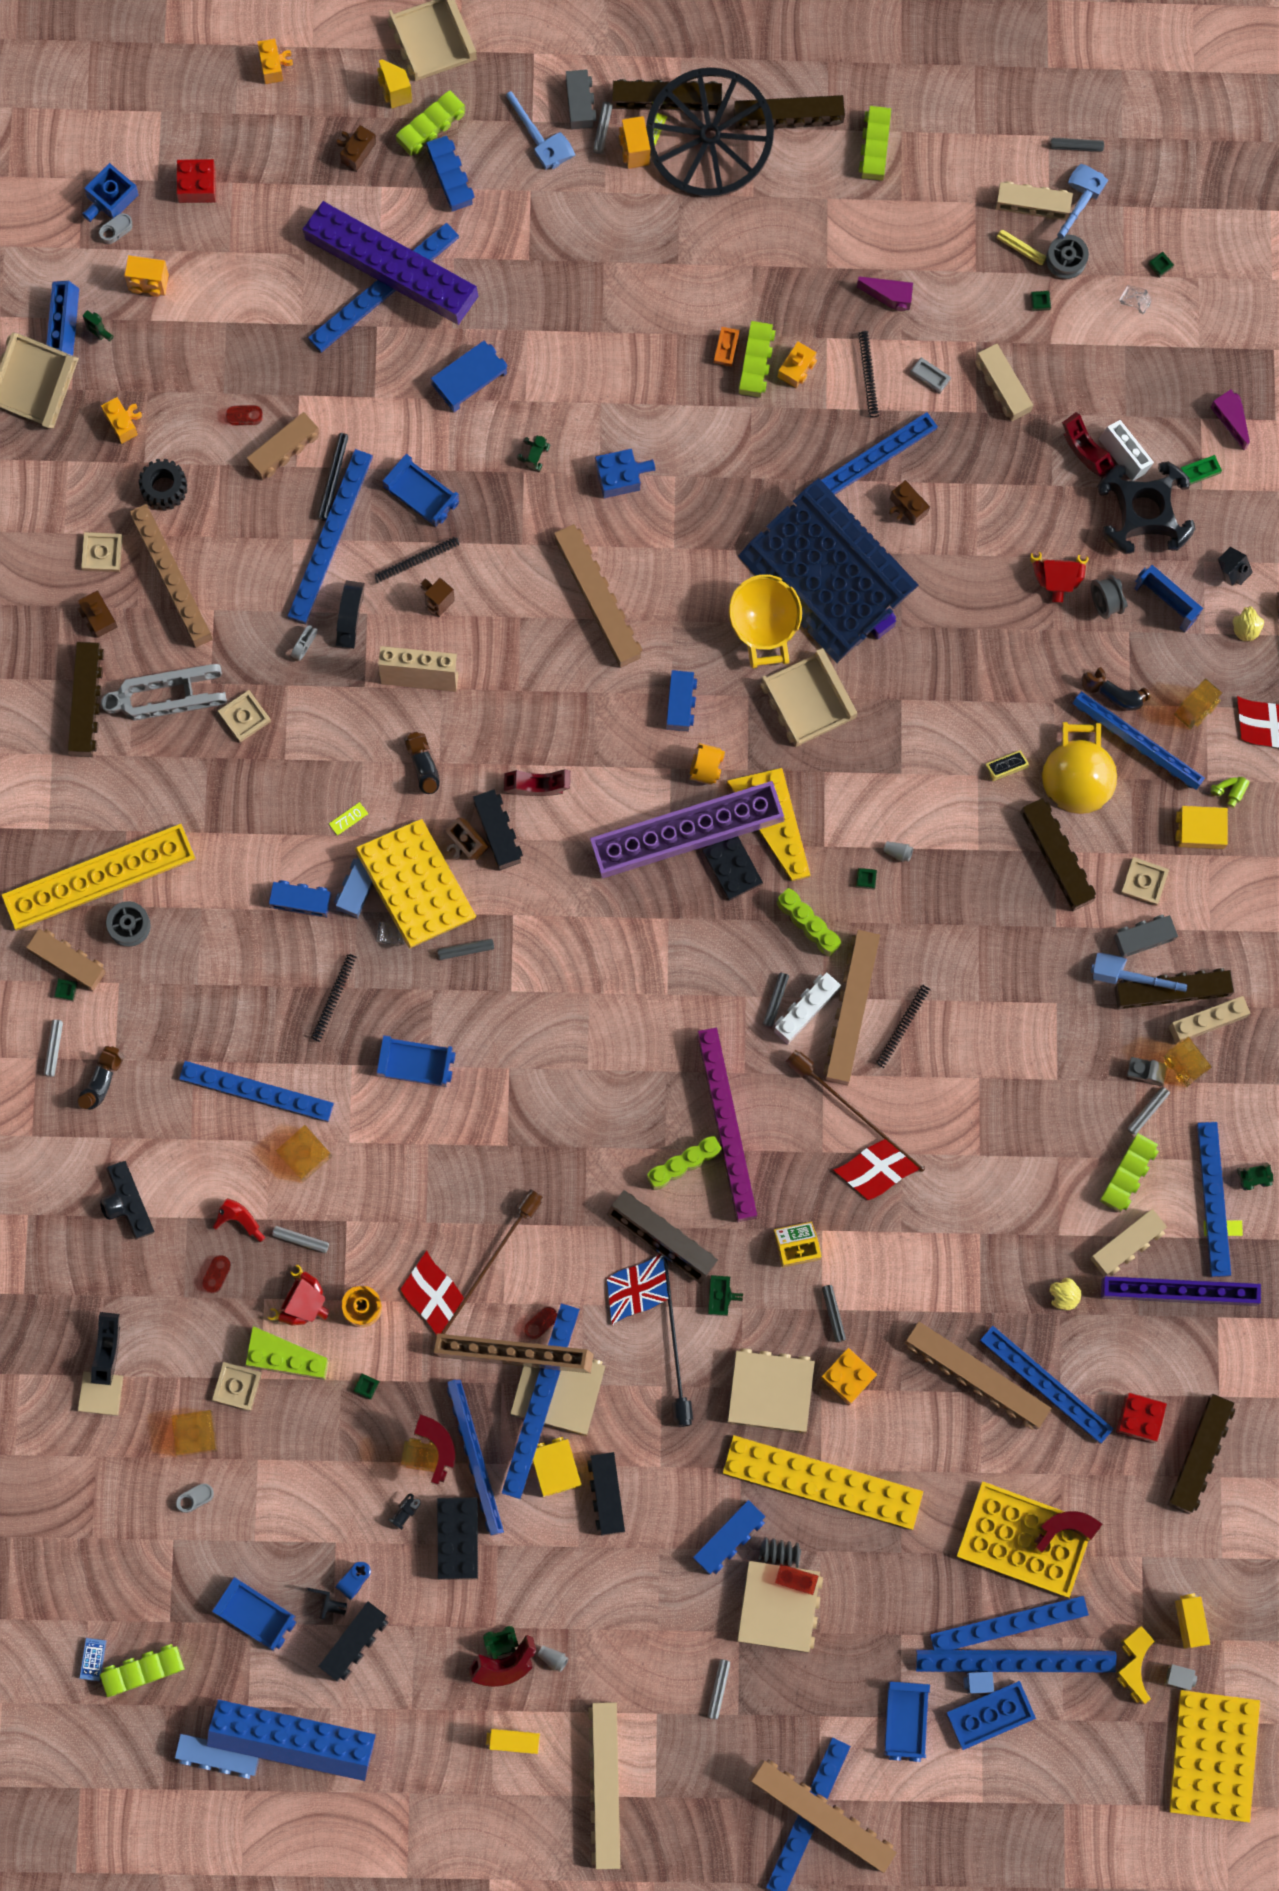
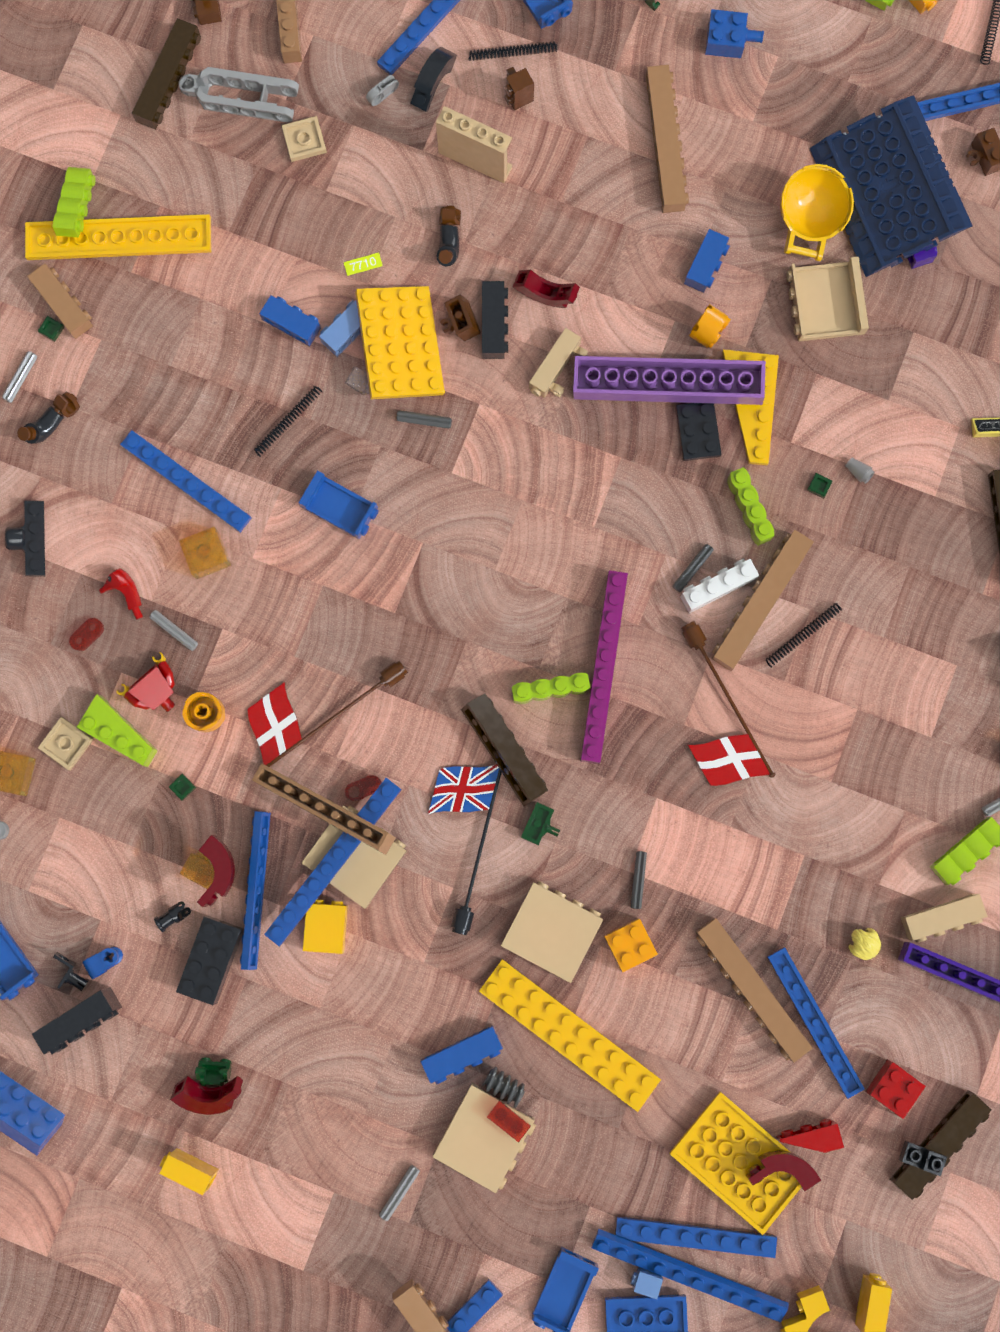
camera: 30 degrees right, 5 degrees up
(43, 858) = (73, 202): none -> lime brick
(133, 933) = (127, 288): dark grey wheel -> none
(553, 1658) = (256, 1105): light grey cone -> none
(571, 851) = (554, 363): none -> tan brick
(606, 1786) = (259, 1245): tan brick -> none
(607, 1494) = (364, 970): black brick -> none
(797, 1244) = (628, 803): yellow slope -> none
(1090, 1489) = (821, 1137): none -> red slope
(1187, 1470) = (922, 1158): none -> black slope

